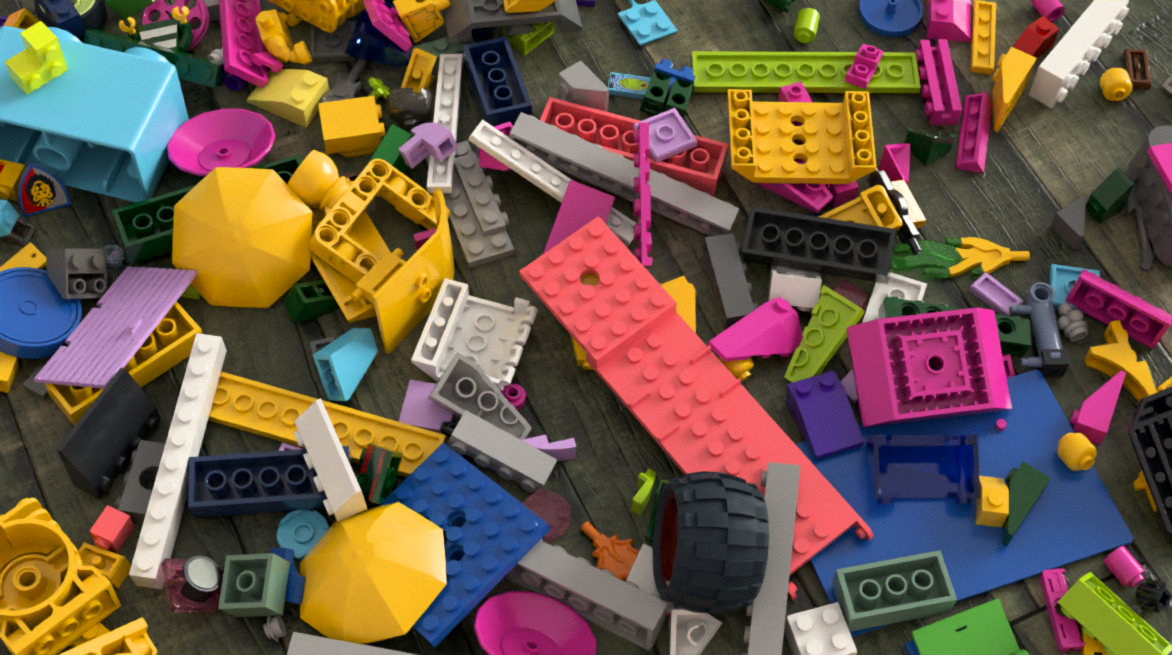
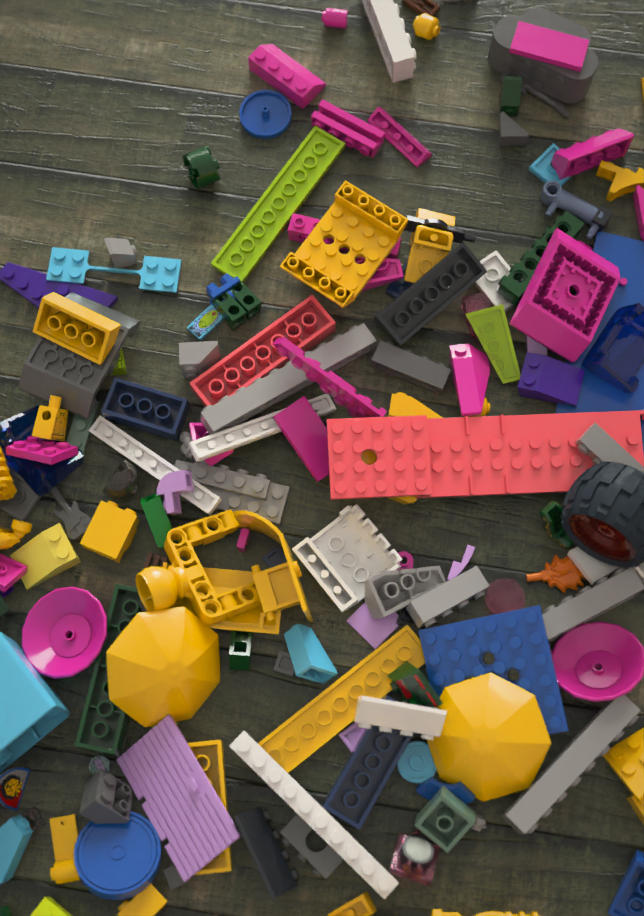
camera: 50 degrees left, 15 degrees up
(111, 529) = (334, 891): coral brick -> none
(268, 60) = (10, 554): dark pink tile -> none
(379, 89) = (89, 491): lime plant -> none
(419, 71) = (96, 456): yellow slope -> none
(646, 485) = (524, 519): lime slope -> none
(668, 135) = (275, 325): lavender tile -> none
(795, 286) = (443, 330): white slope -> none
(806, 25) = (242, 175): lime brick -> none
(864, 66) = (305, 165): dark pink slope -> none
(896, 162) = (399, 202): dark pink slope -> none
(928, 147) = (393, 172): dark green slope -> none
(953, 260) = (487, 219): piece -> none
(983, 37) = (329, 74): yellow tile -> none
(995, 294) = (528, 215): lavender tile -> none
(1009, 83) = (386, 90): yellow slope -> none
(1037, 37) = (359, 49): red slope -> none
(1072, 323) = (580, 187): light grey piece -> none

